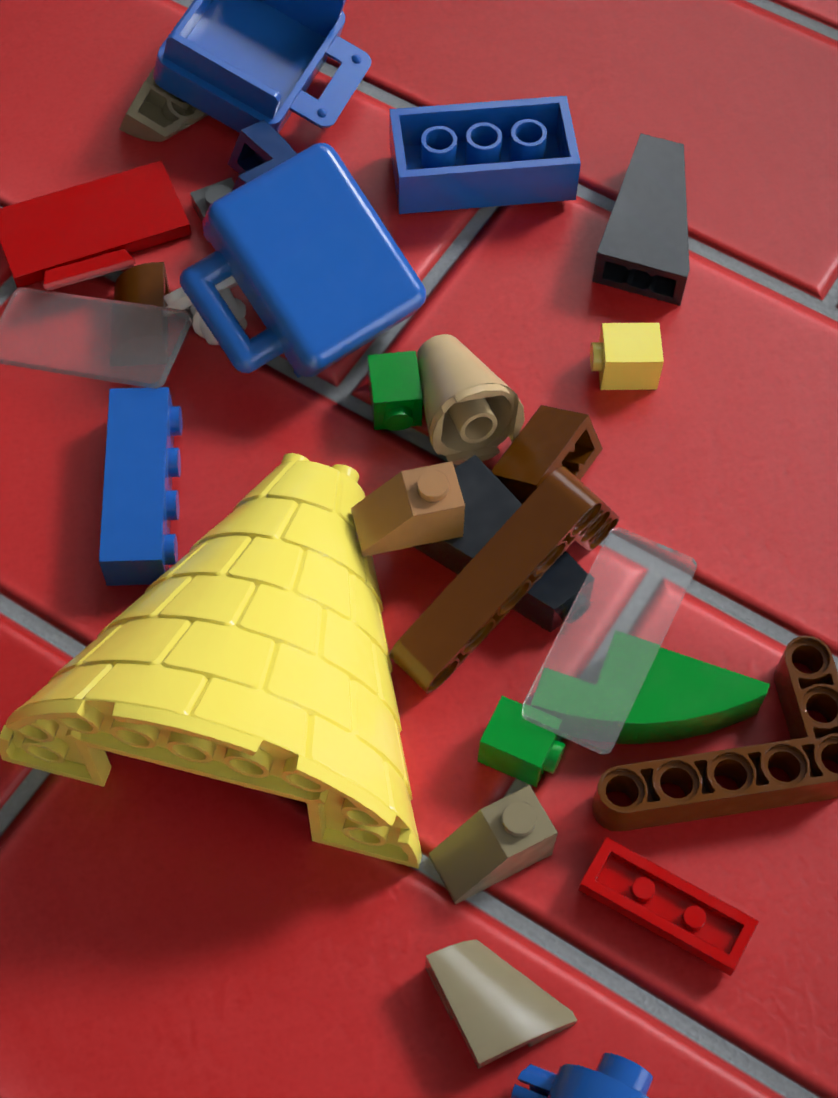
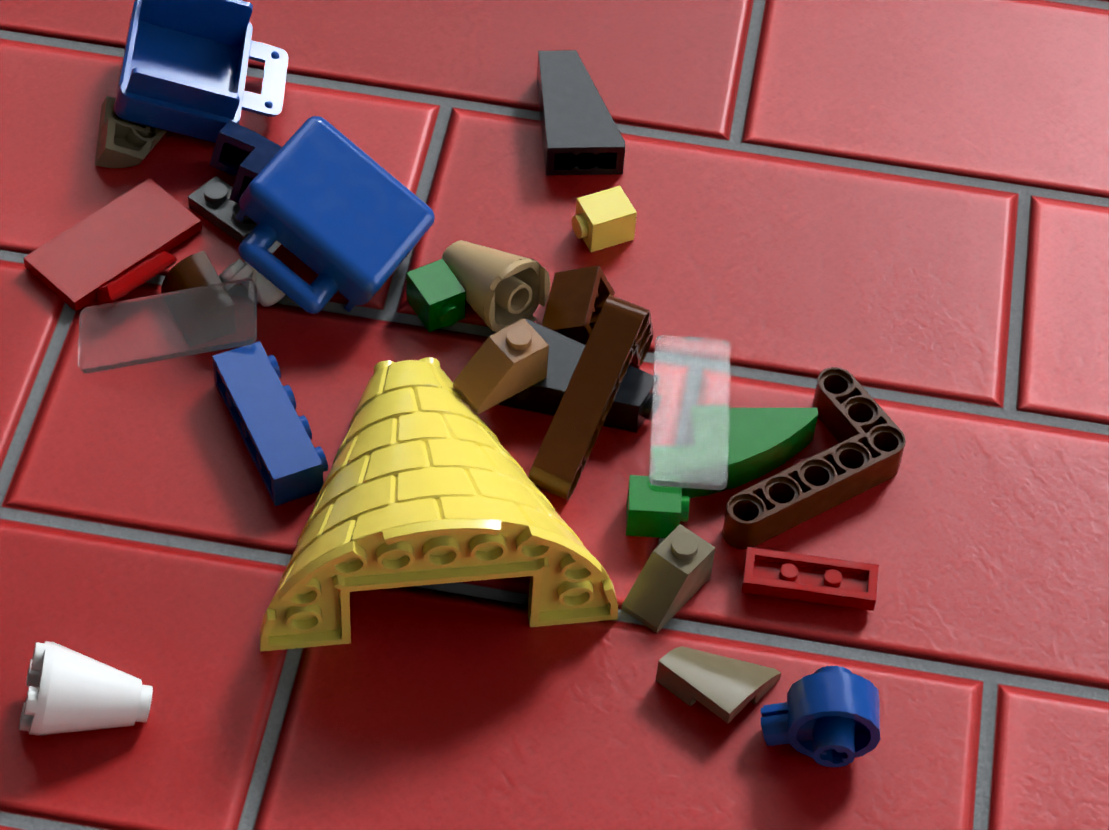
camera: 25 degrees left, 10 degrees down
(483, 154) = (419, 100): blue brick -> none

